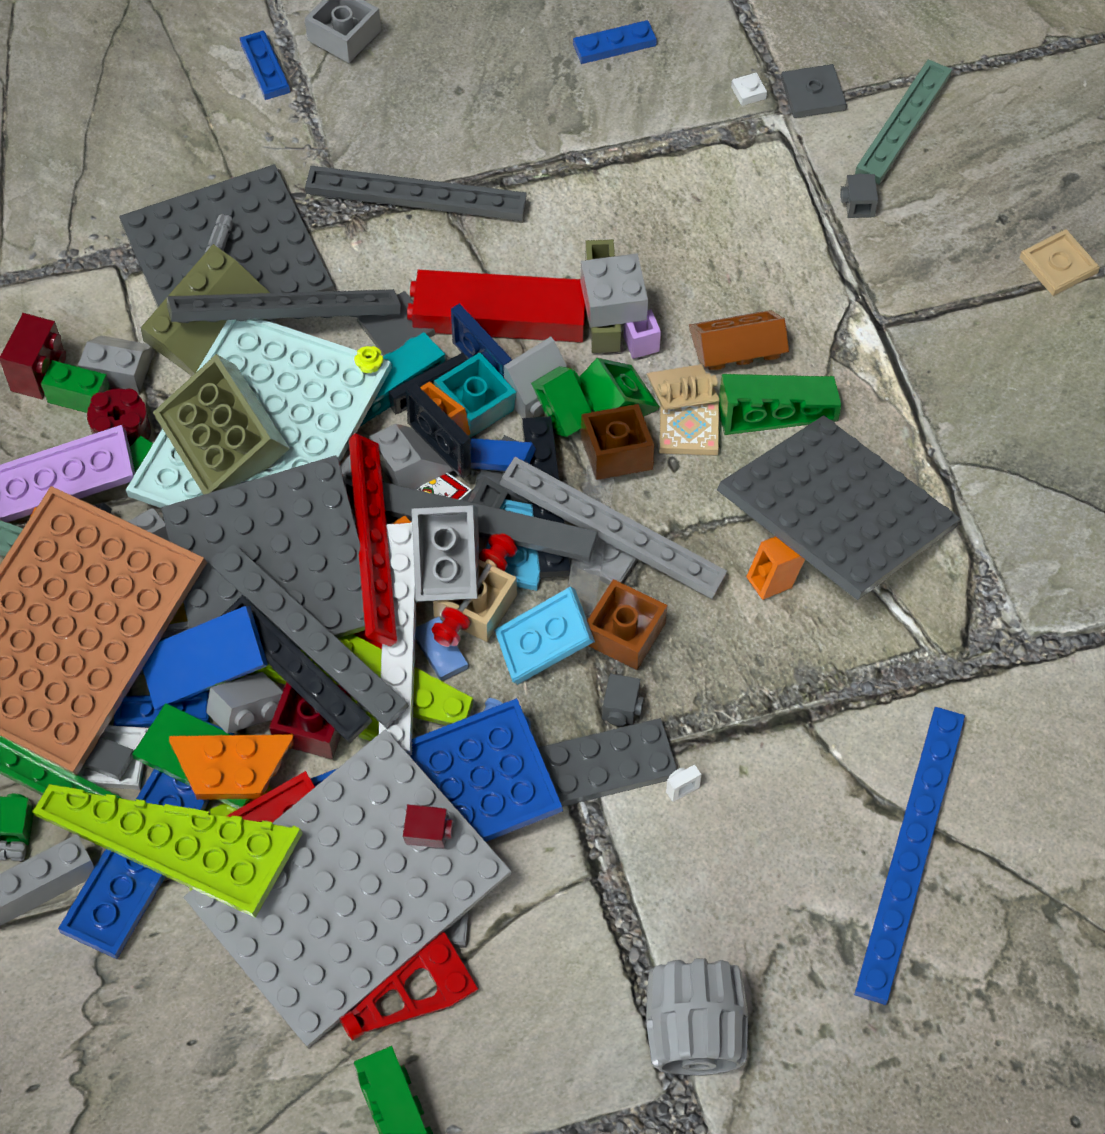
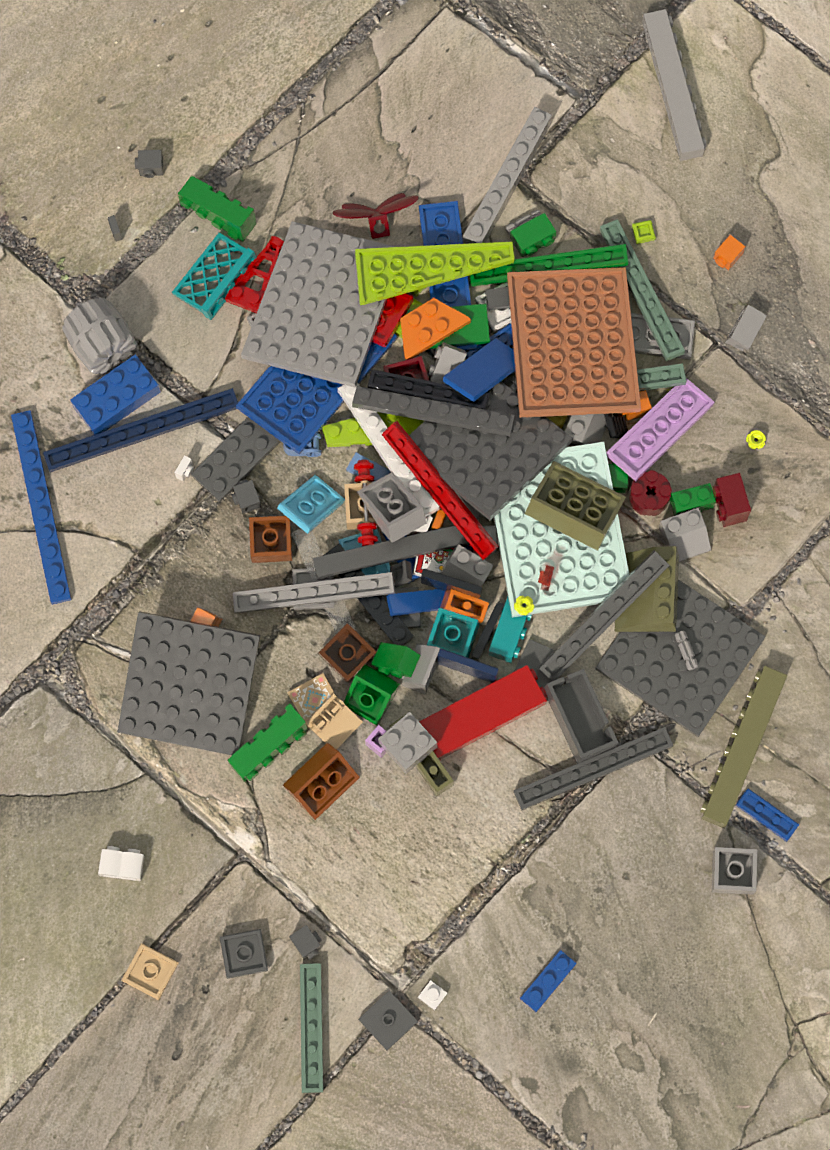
camera: 150 degrees right, 15 degrees up
(159, 981) = (392, 204): none -> dark red piece
(233, 128) = (744, 746): none -> olive brick
(319, 368) = (545, 577): none -> clear red plate
(390, 236) = (580, 716): none -> dark grey piece
(427, 826) = (294, 341): dark red brick -> none
(458, 1006) = (217, 298): none -> teal fence
(712, 870) = (140, 430): none -> dark blue plate
(735, 929) = (115, 395): none -> blue brick
(938, 222) = (243, 953): none -> dark grey plate
(1036, 375) = (121, 864): none -> white brick

